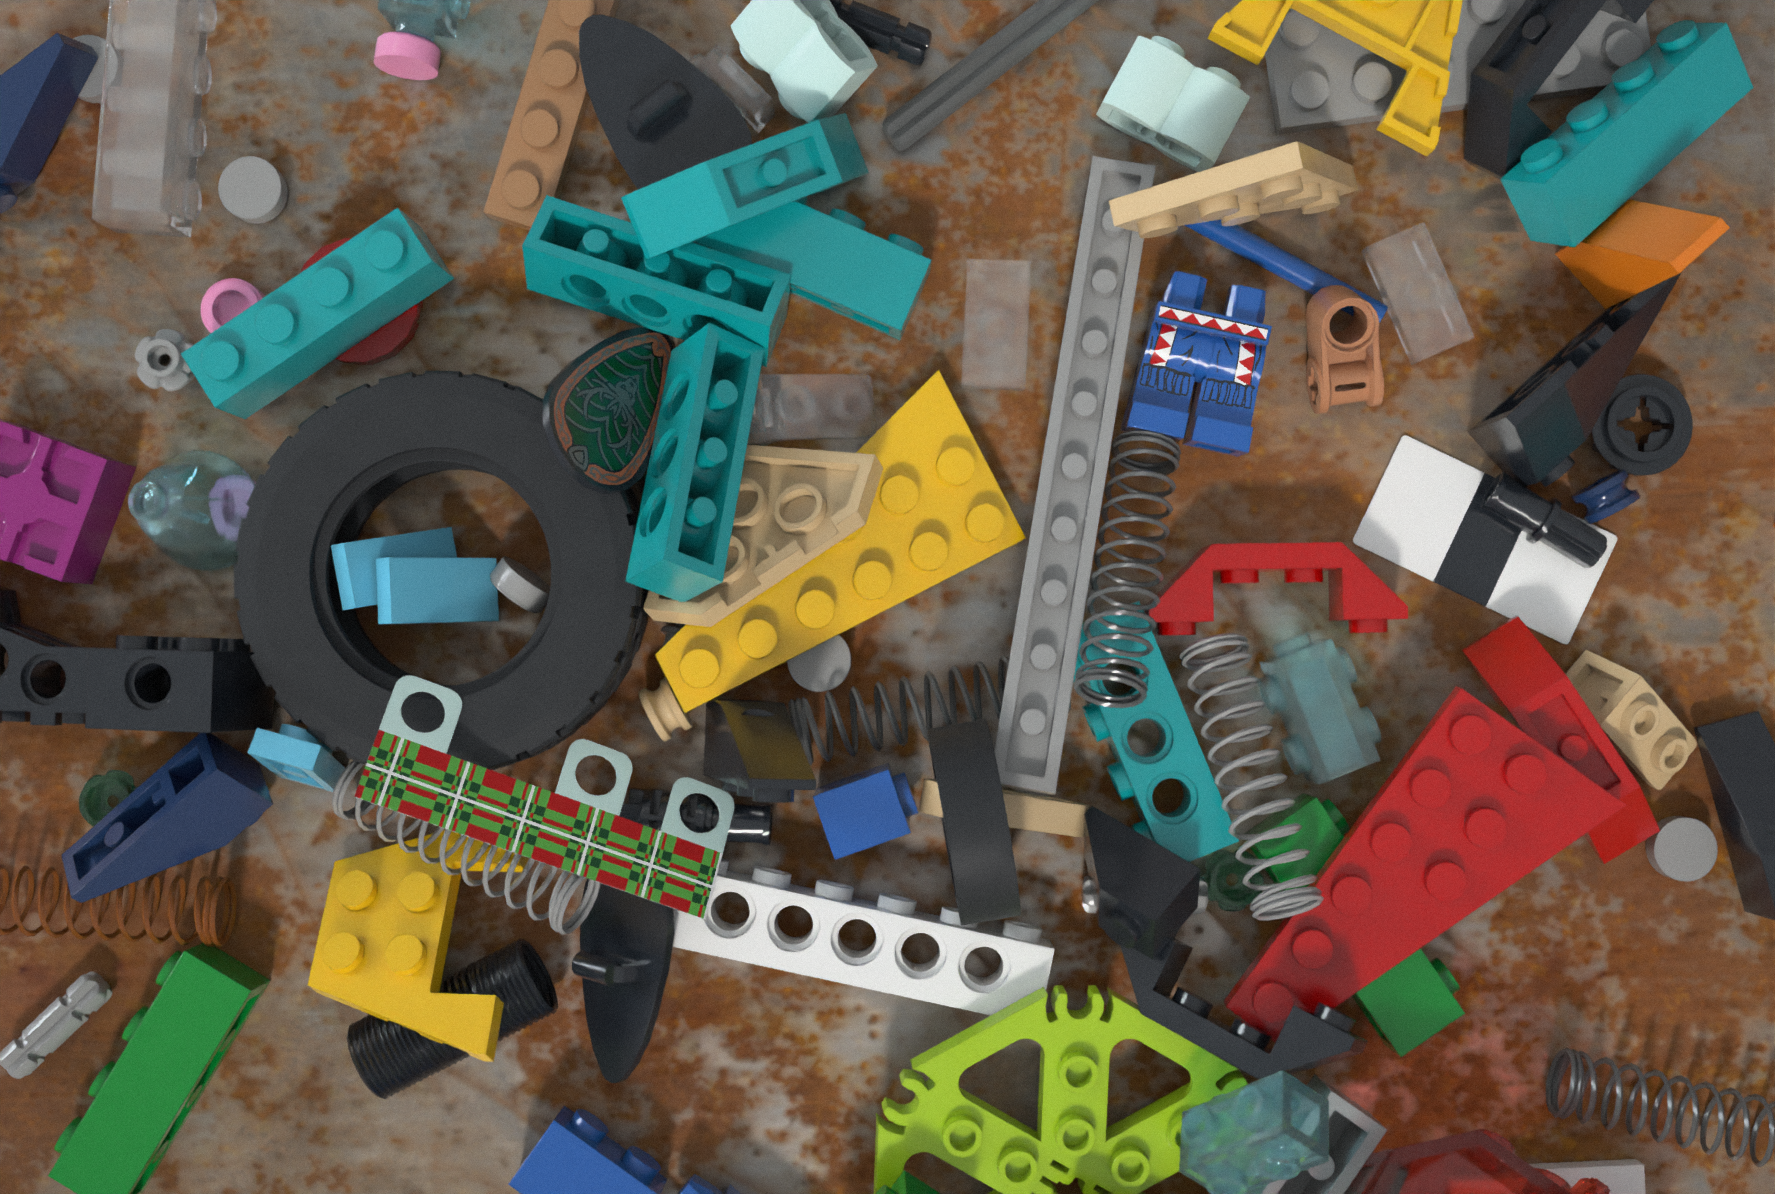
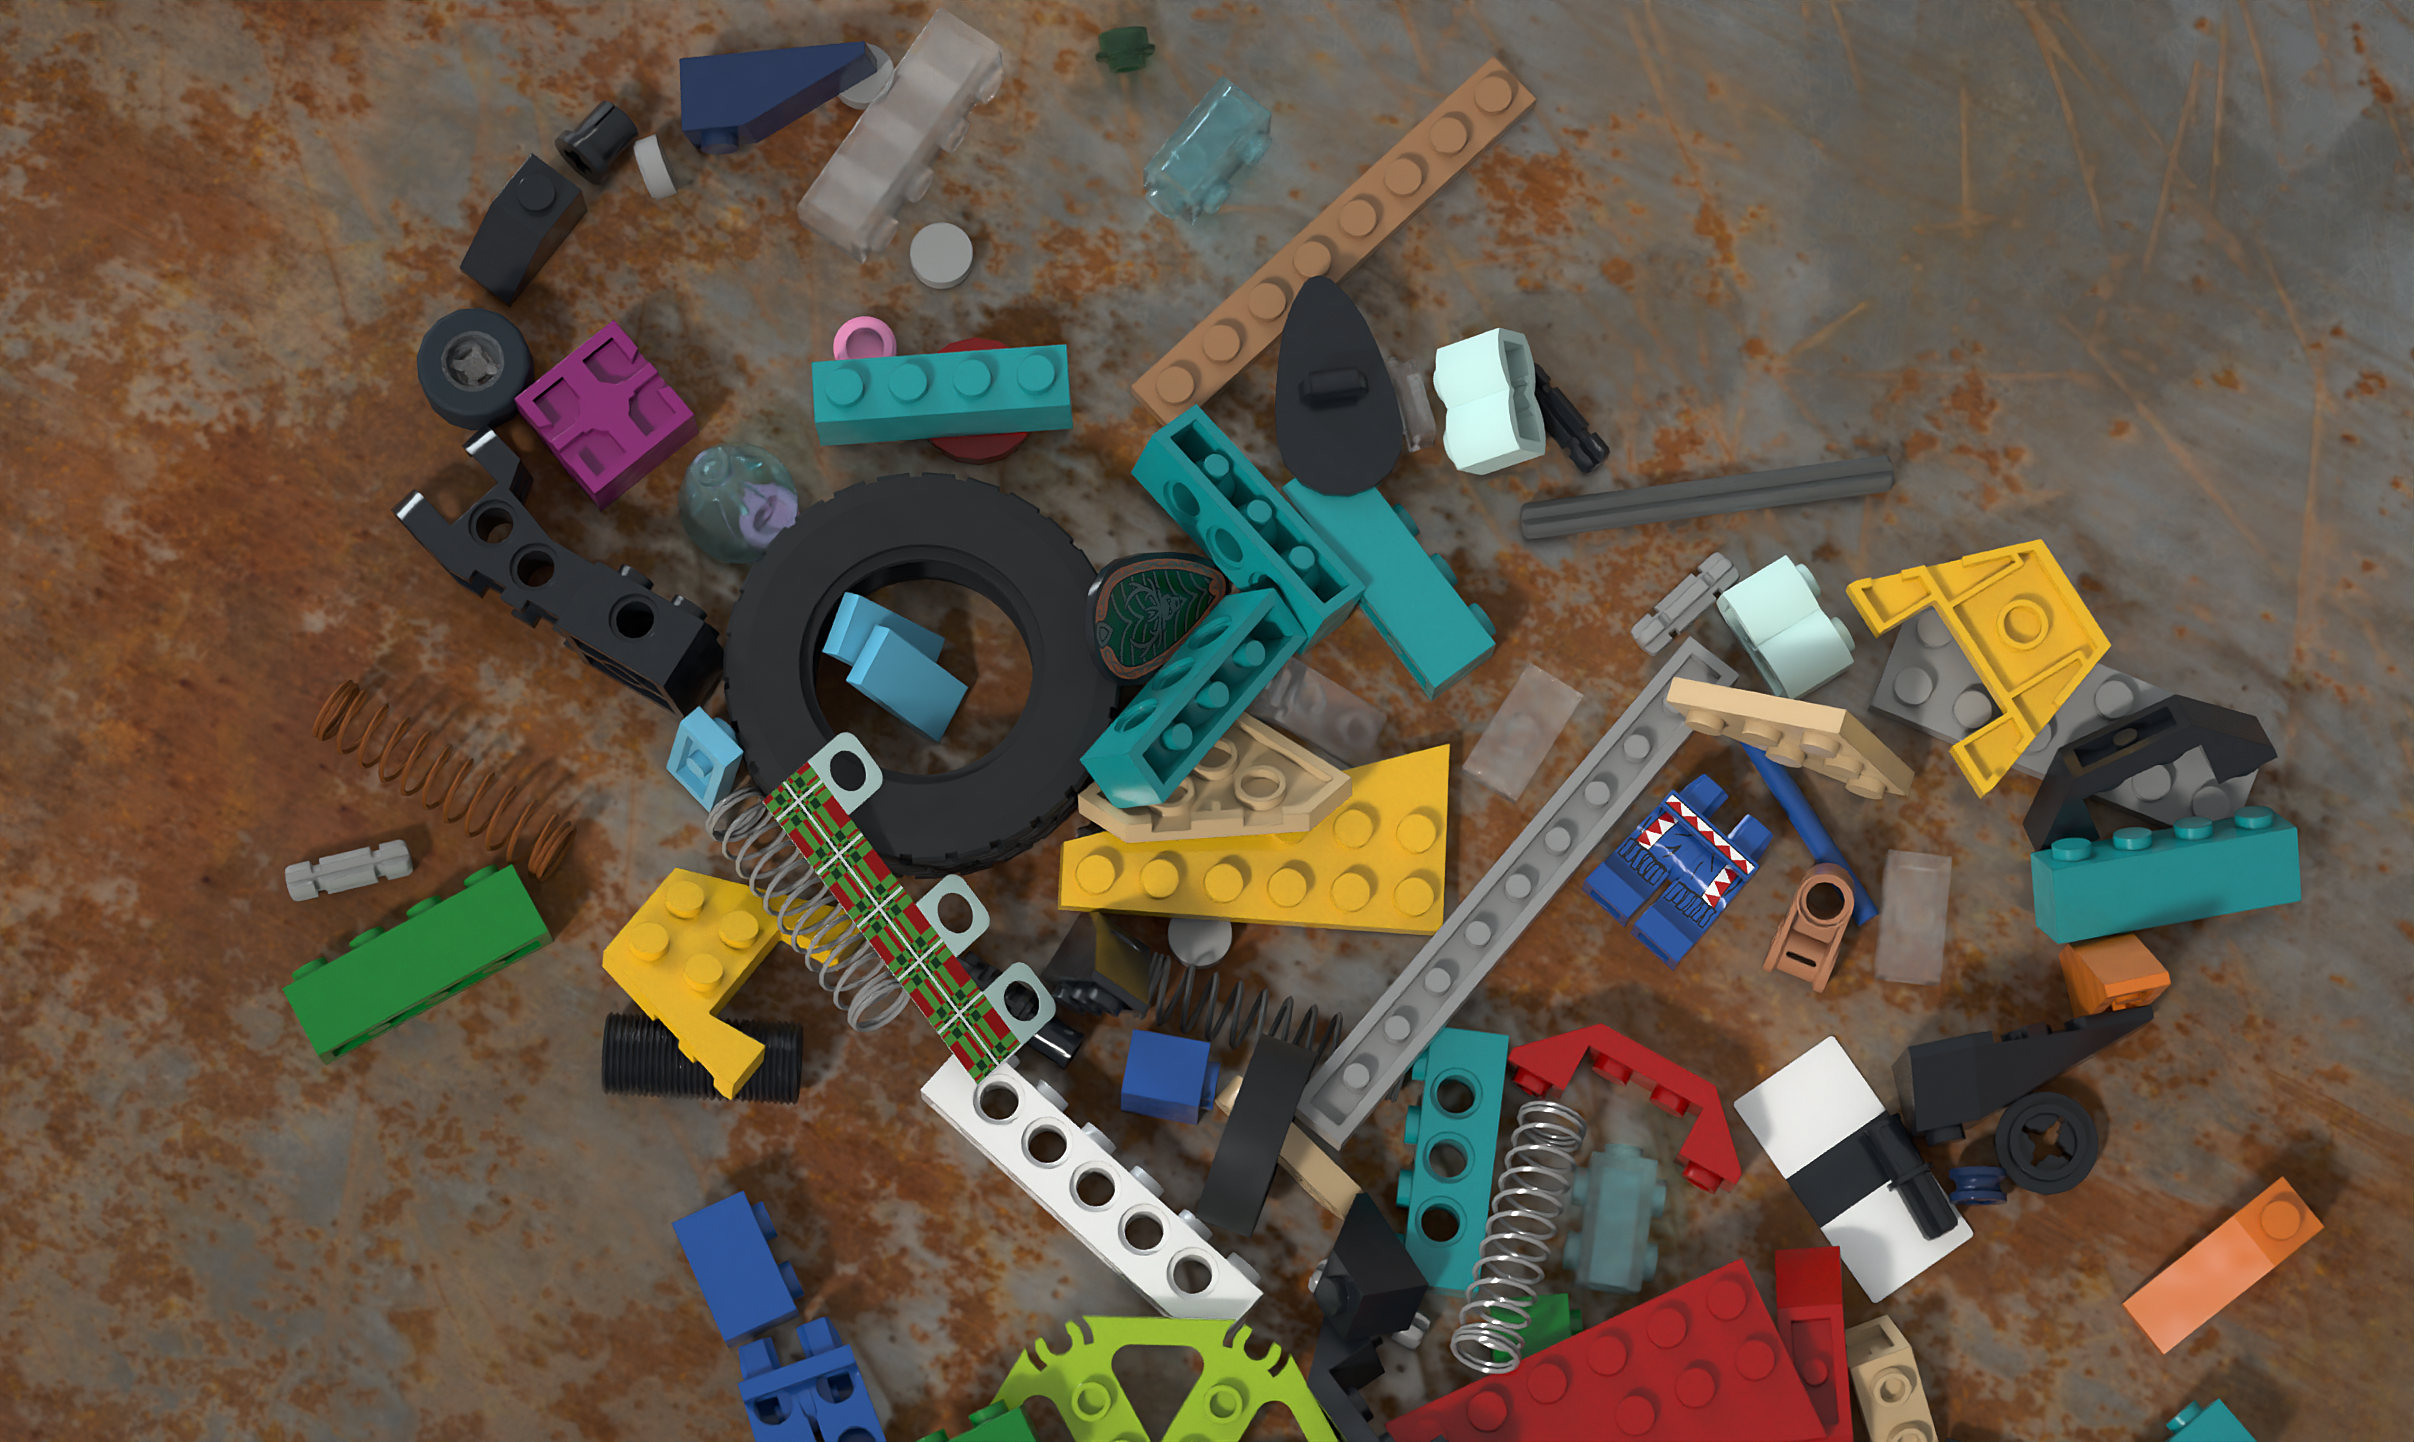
camera: 25 degrees right, 10 degrees down
(97, 790) = (509, 689): clear green plate -> none
(149, 354) = (787, 373): light grey plate -> none
(174, 816) = (570, 746): dark blue slope -> none
(407, 56) = (1142, 218): bright pink tile -> none
(520, 585) = (977, 722): light grey tile -> none
(623, 975) = (875, 1100): black shield -> none
(664, 710) = (1041, 899): tan bush -> none
(744, 184) = (1373, 490): teal slope -> none
(1071, 130) = (1685, 604): none -> light grey axle
(1138, 468) = (1440, 1061): dark grey piece -> none
(1230, 897) = (1437, 1334): clear green plate -> none

